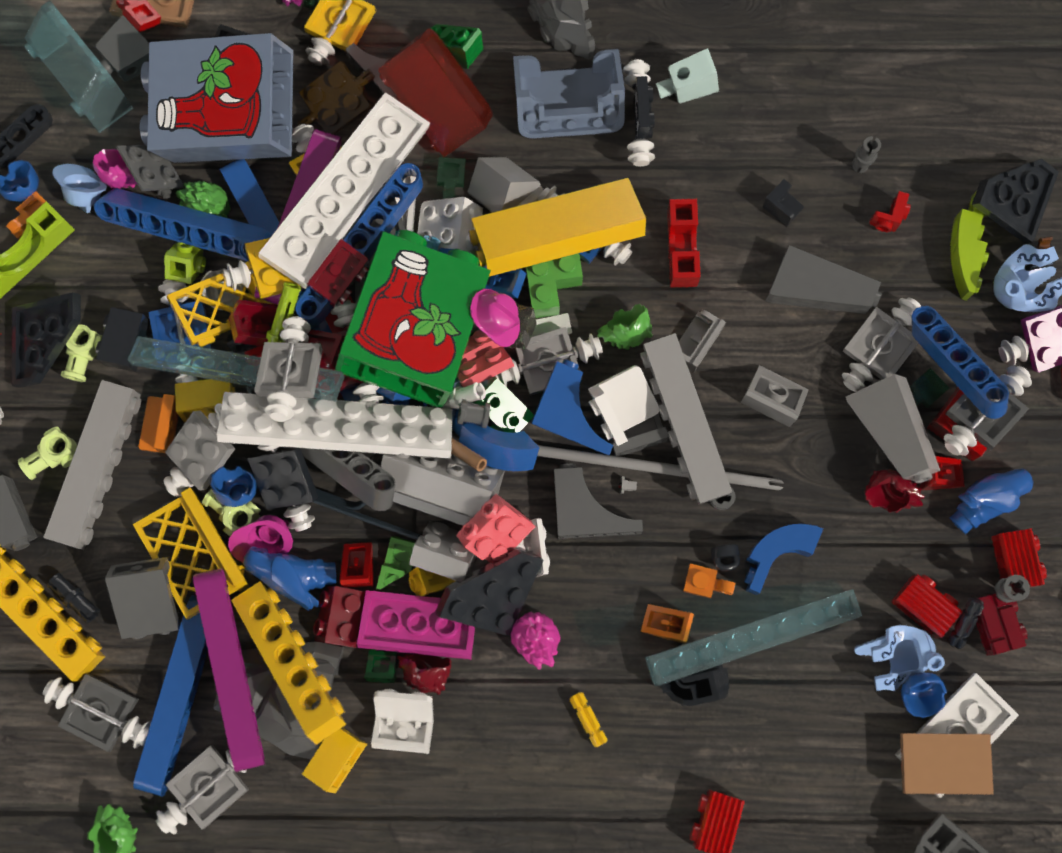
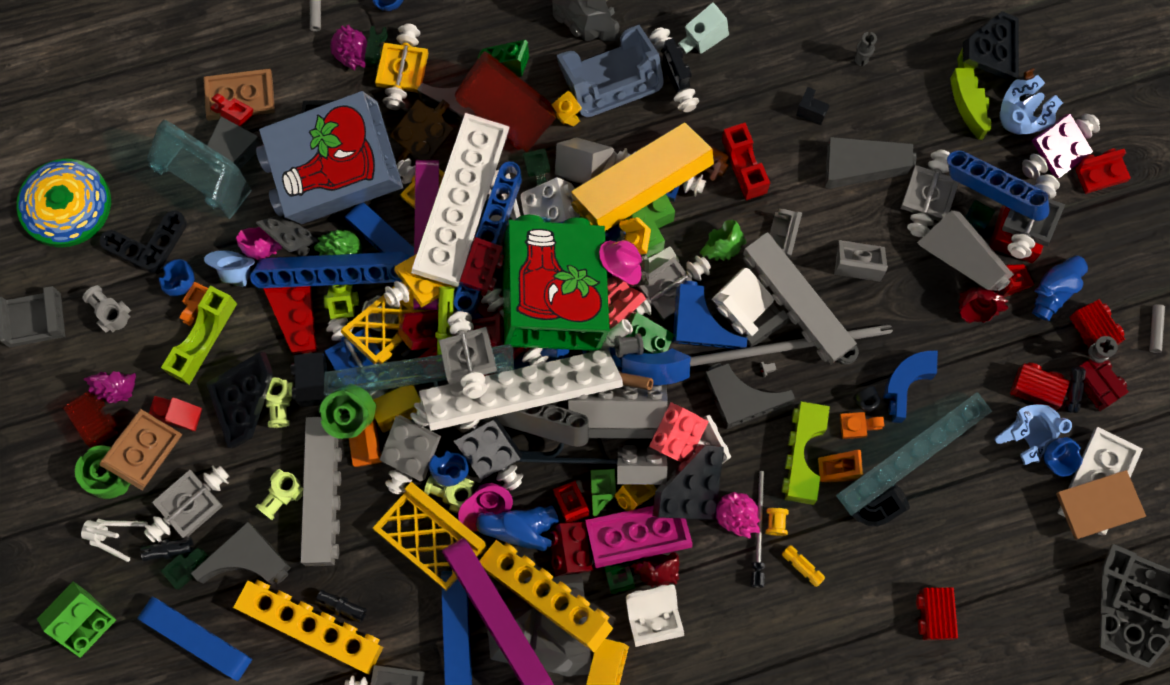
camera: 20 degrees left, 5 degrees down
(132, 264) = (295, 316): none -> red wing
(142, 389) = (334, 408): none -> bright green brick
(142, 598) = (404, 585): dark grey panel -> none
(503, 122) = (567, 108): none -> yellow bracket
(528, 291) = (637, 233): none -> yellow bracket
(533, 715) = (757, 576): none -> piece
(575, 661) = (777, 521): none -> yellow bush
(651, 562) = (802, 483): none -> lime arch
(653, 234) = (719, 166): none -> reddish brown bracket
(898, 211) = (904, 90): red bracket -> none

